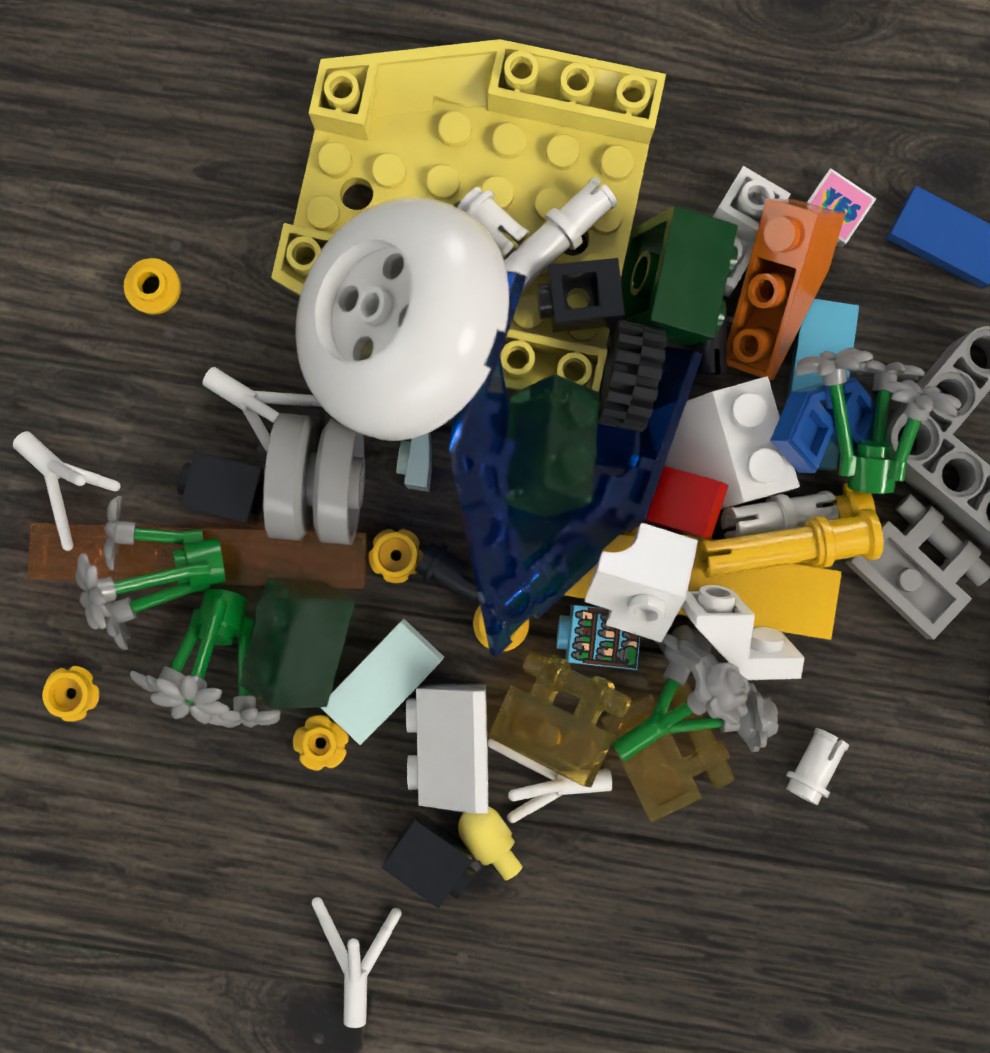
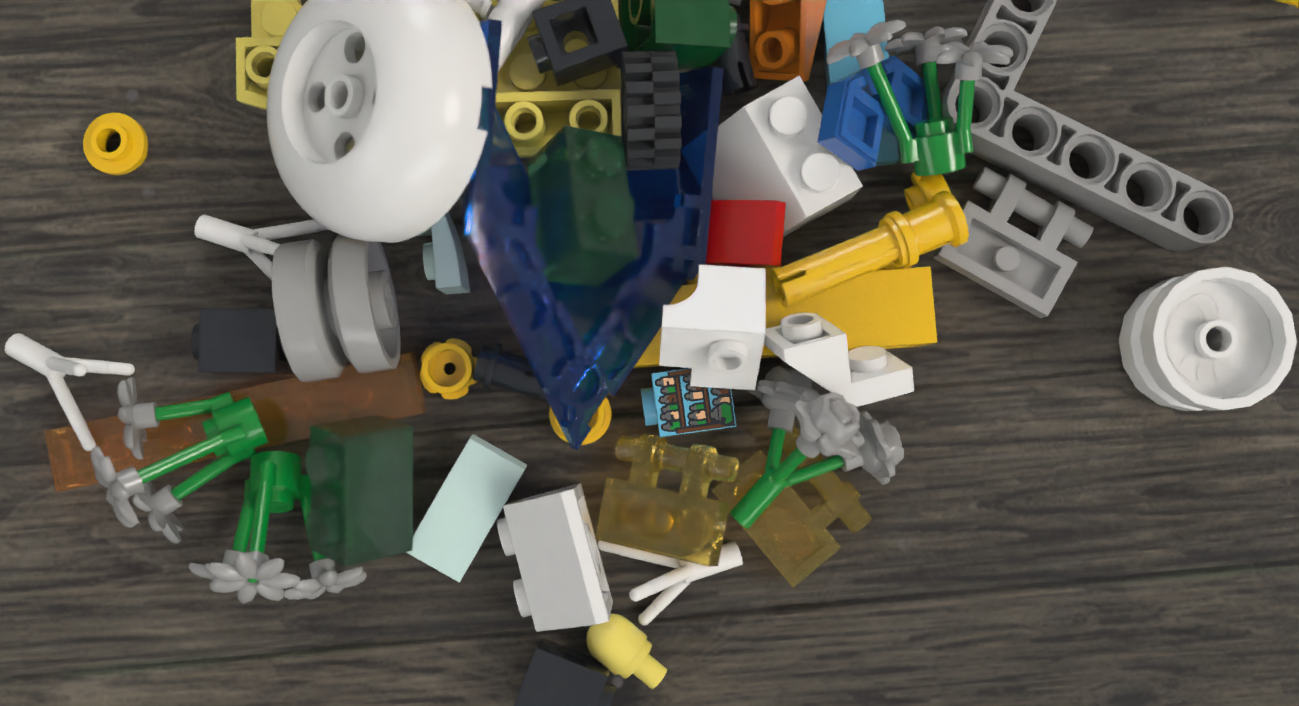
camera: 15 degrees left, 0 degrees up
(56, 697) = (117, 611): yellow plate -> none
(305, 743) = (410, 606): yellow plate -> none
(777, 514) = (846, 221): white pin -> none
(817, 766) = (956, 483): white pin -> none

